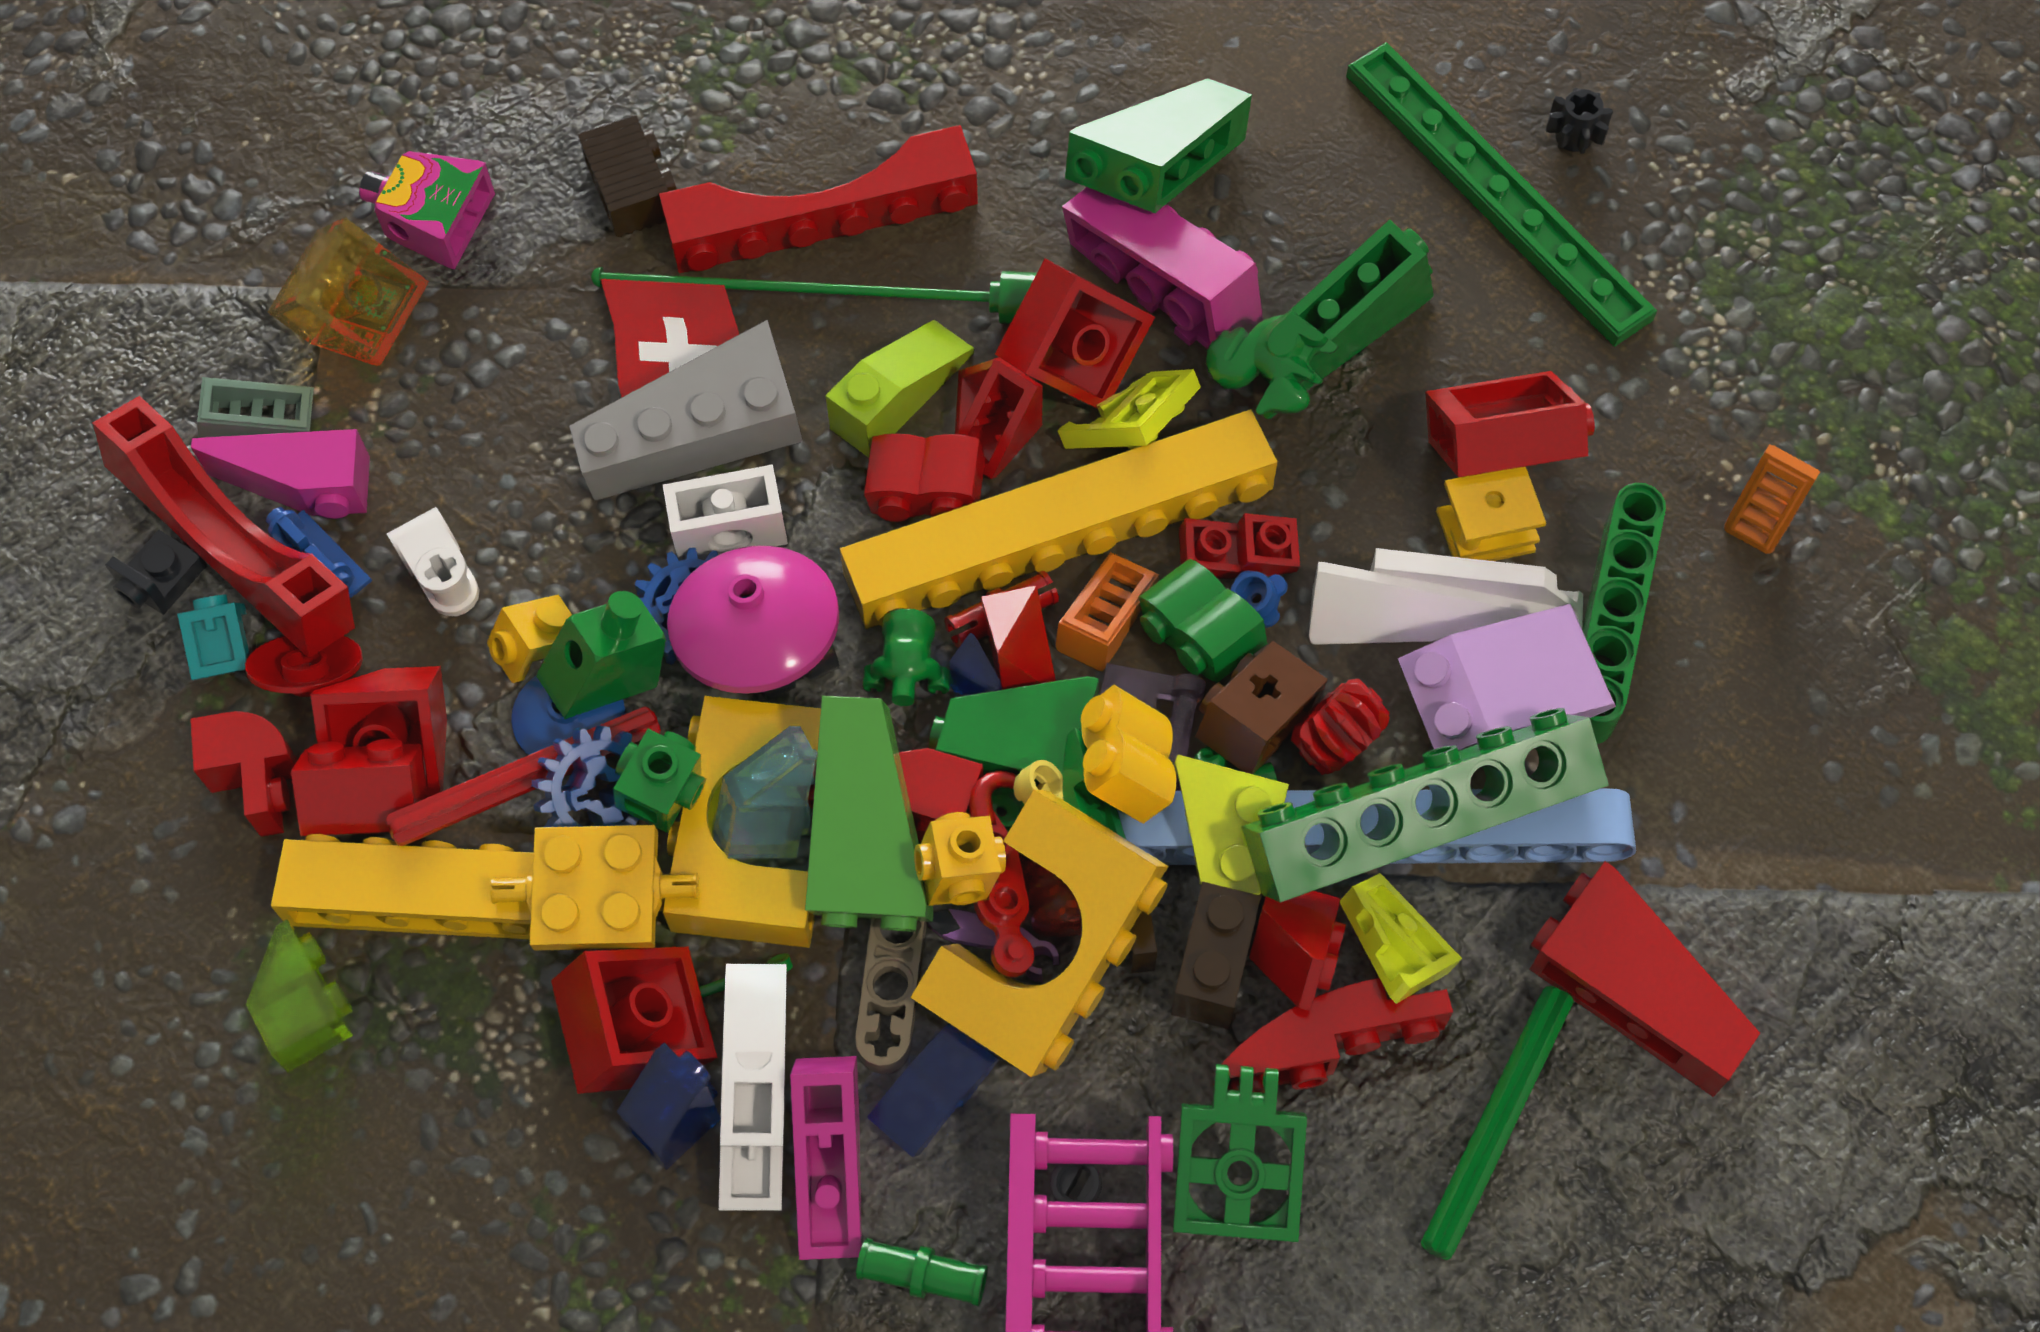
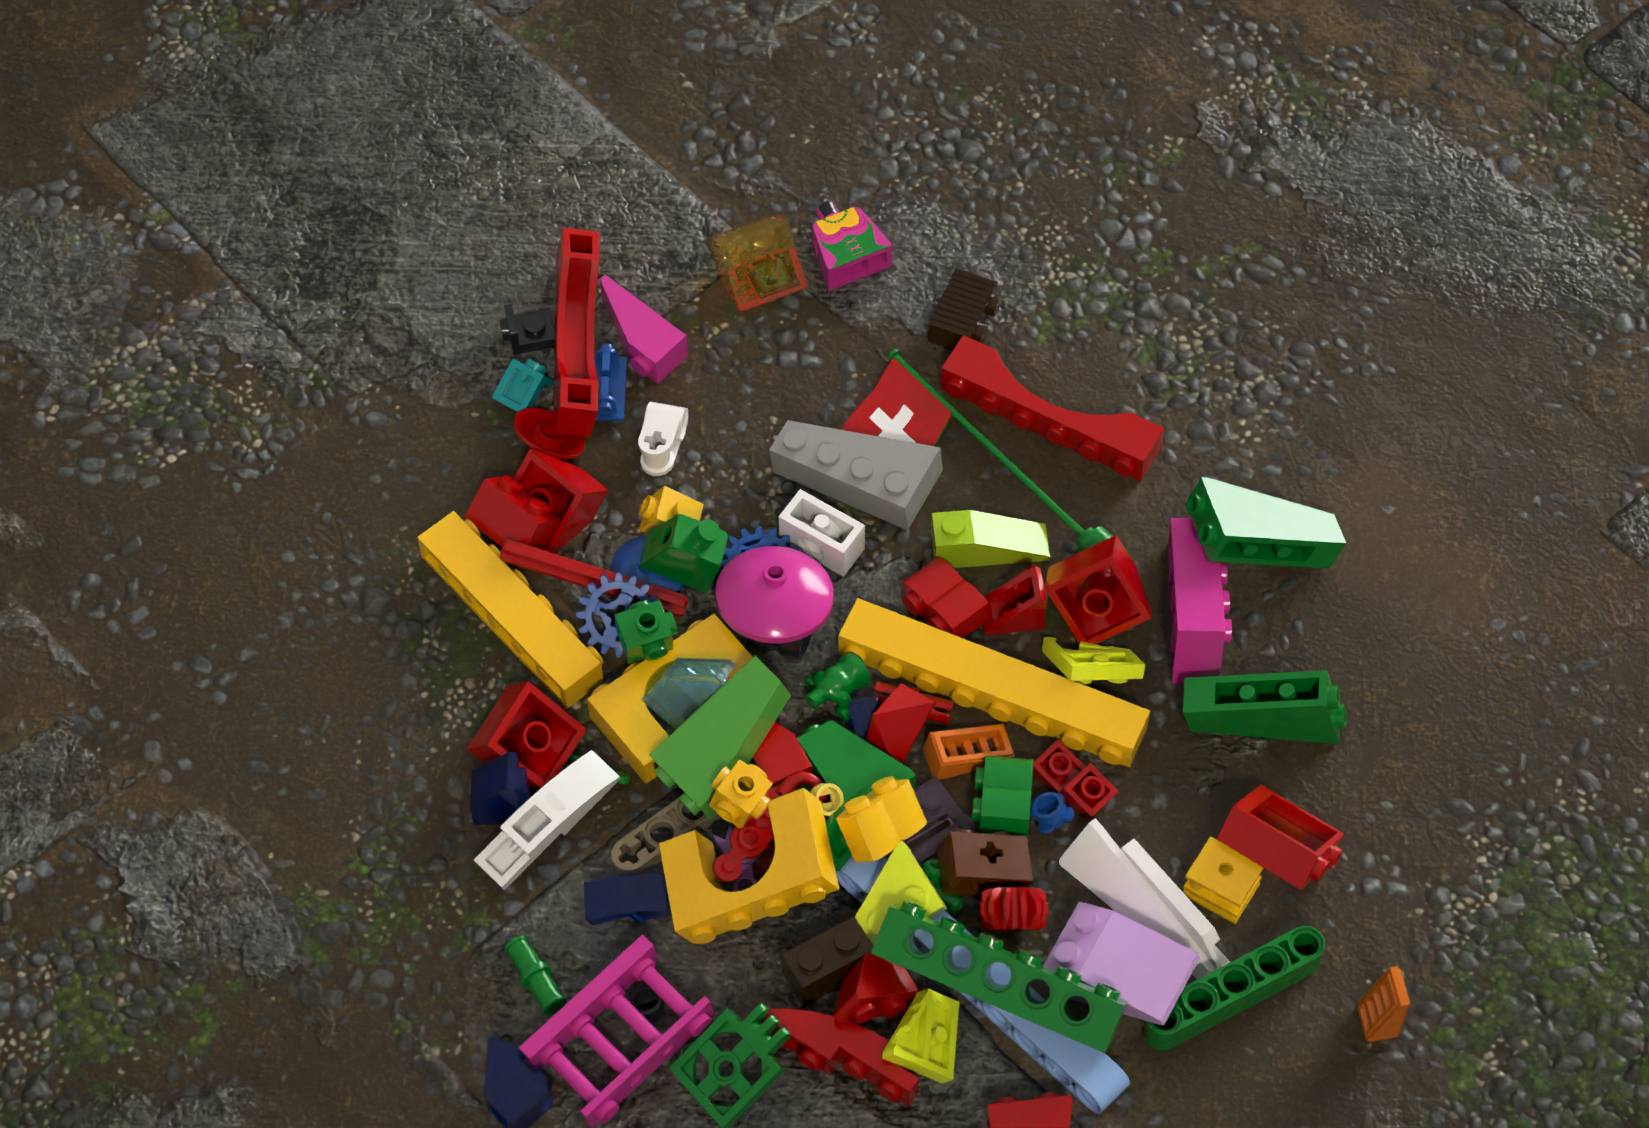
camera: 45 degrees right, 5 degrees down
(235, 394) = (653, 269): sand green slope -> none
(247, 754) = (478, 455): red brick -> none
(293, 1003) = (386, 593): clear neon green slope -> none
(594, 887) = (566, 657): yellow plate -> none
(827, 1157) = (549, 880): dark pink slope -> none
(1144, 950) = (802, 921): dark brown tile -> none
(1278, 350) = (1190, 693): green animal -> none
(1502, 195) = (1443, 720): green tile -> none
(1579, 120) = (1534, 716): black gear -> none

